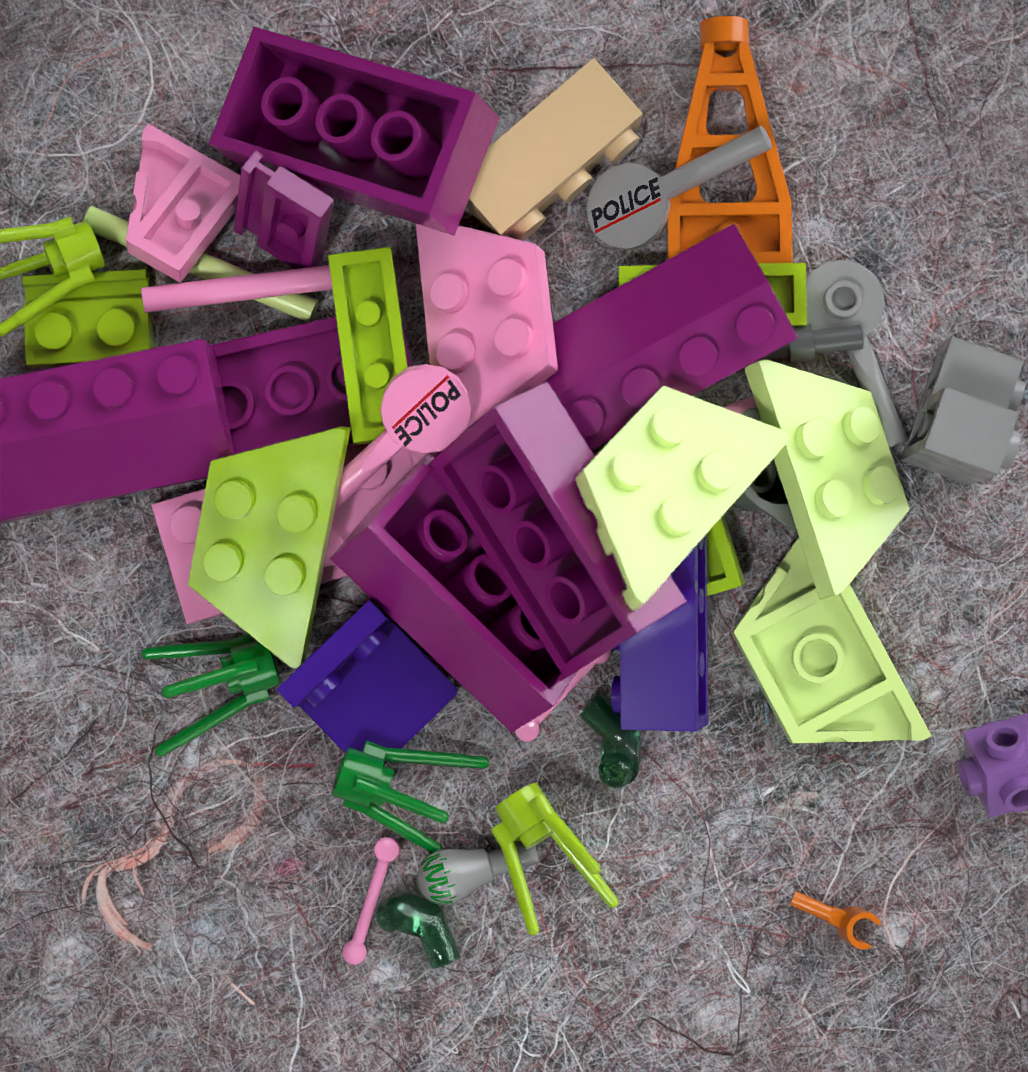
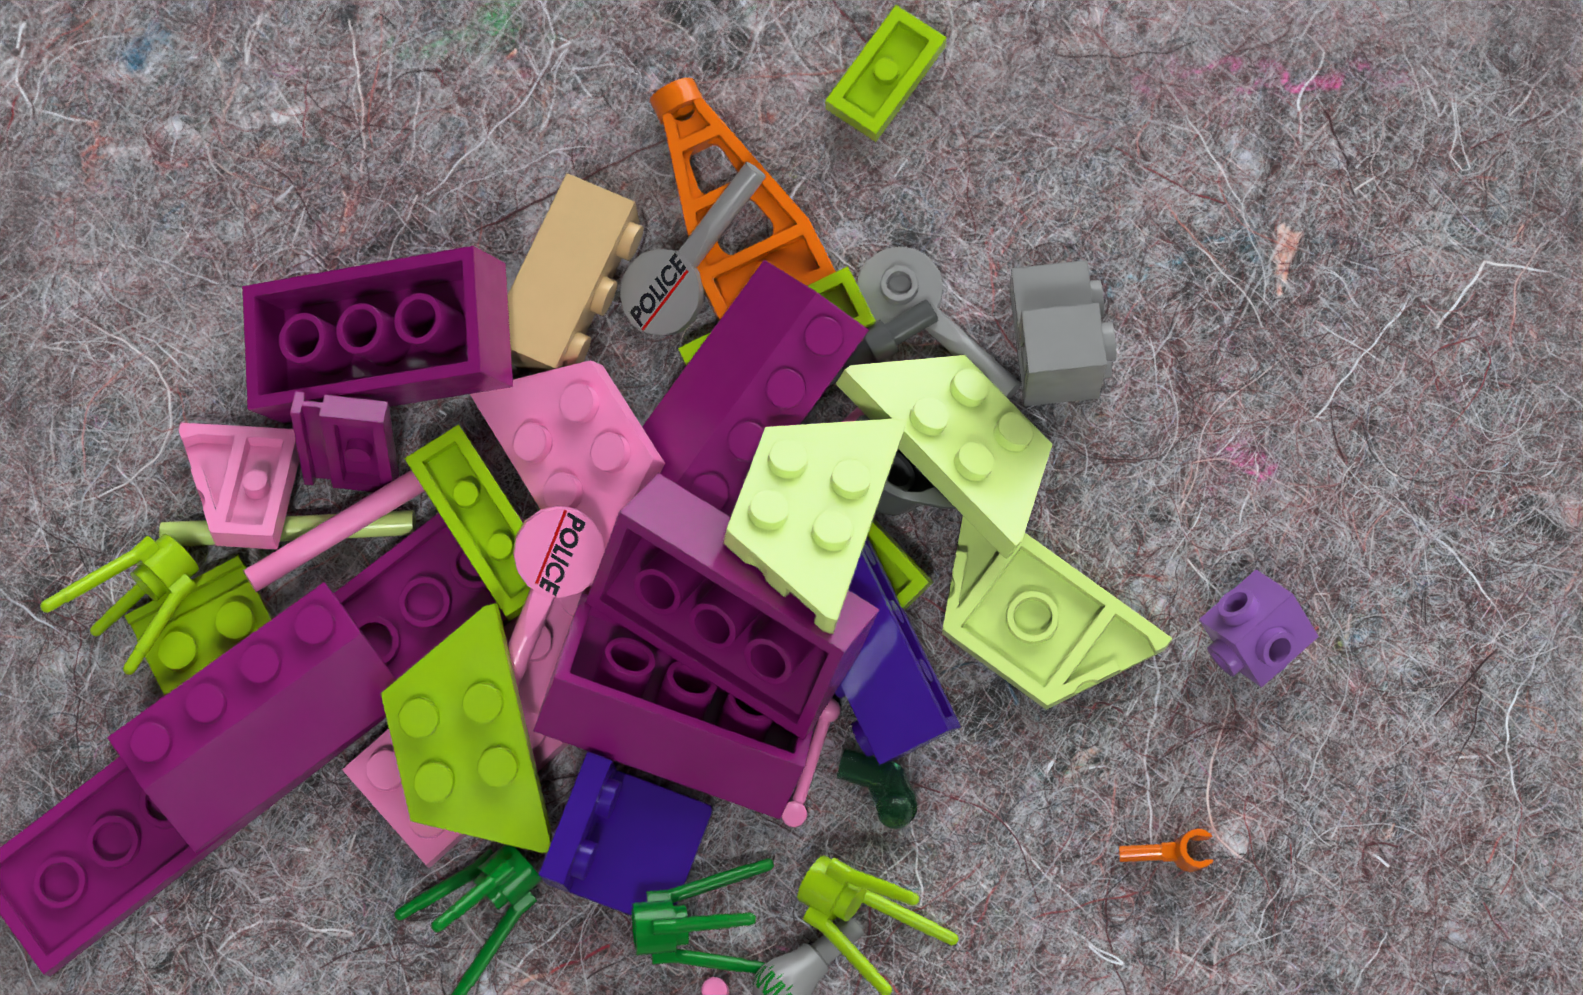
camera: 15 degrees left, 10 degrees down
(924, 97) = (885, 73): none -> lime plate

